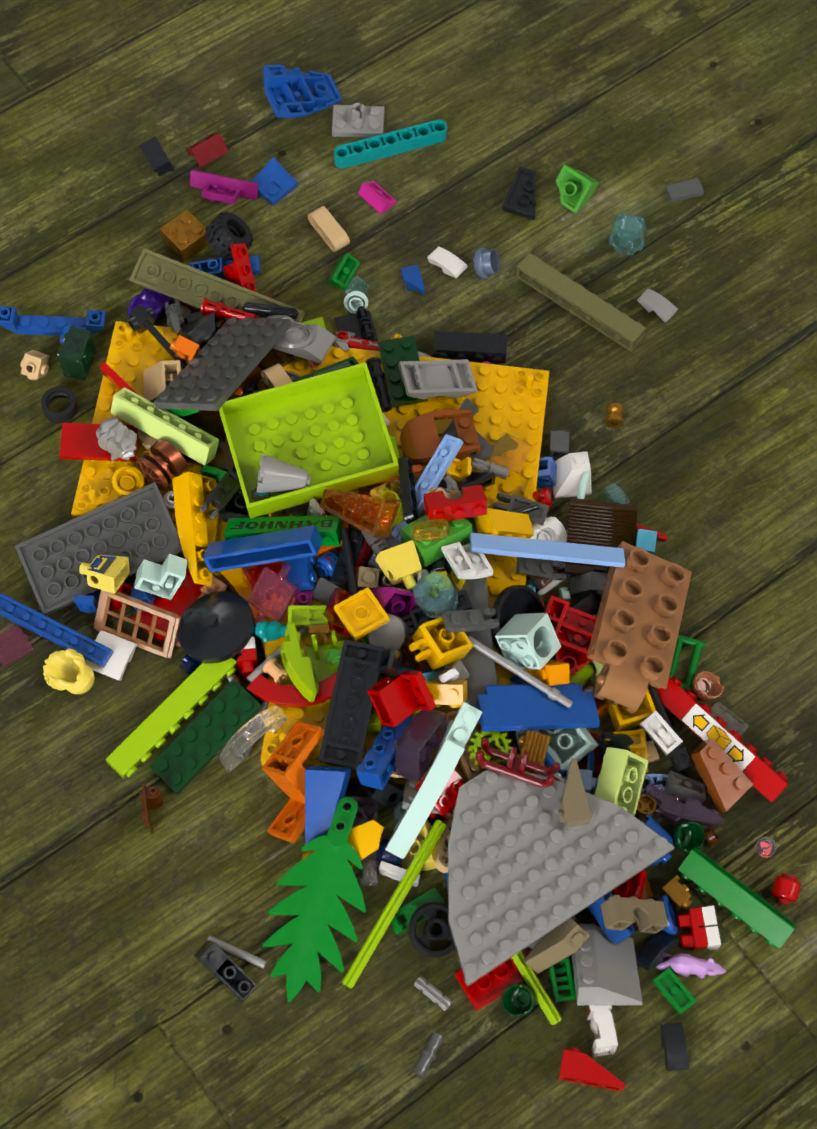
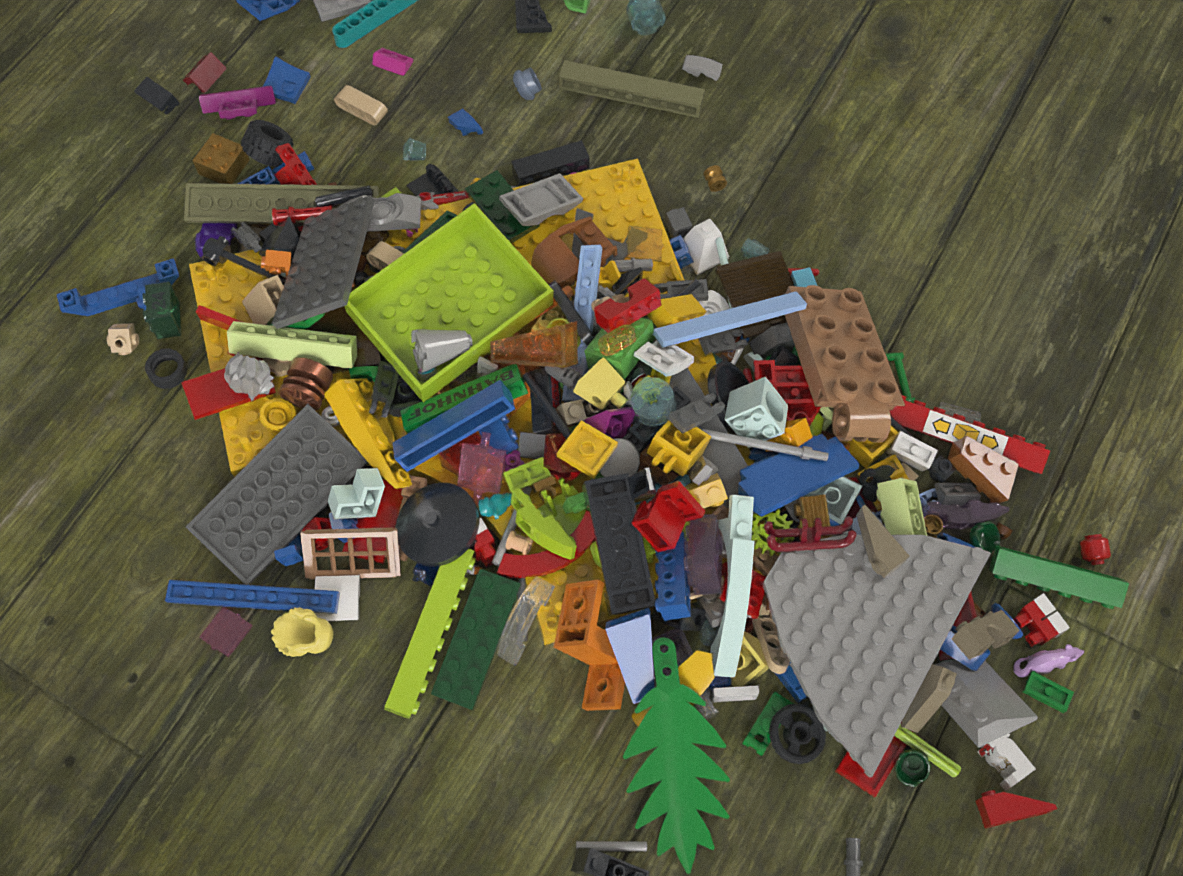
camera: 25 degrees left, 0 degrees up
(106, 572) = (297, 514): light yellow torso -> none
(151, 799) = (450, 727): reddish brown hinge -> none
(326, 563) = (521, 417): blue head -> none
(343, 271) = (393, 140): green slope -> none
(354, 300) = (419, 161): light aqua cone -> none
(394, 904) = (748, 727): lime axle -> none
(432, 993) = (825, 798): light grey axle -> none
(447, 261) = (489, 95): white slope -> none
(543, 496) = (688, 274): red rock -> none
(567, 969) = (949, 730): green slope -> none
(652, 951) = (1010, 660): black slope -> none
(674, 1046) = (1079, 747): black slope -> none
(677, 893) = (1003, 596): pearl gold brick -> none
(707, 686) = (927, 391): nougat hair -> none
(765, 847) = (1054, 518): clear tile -> none

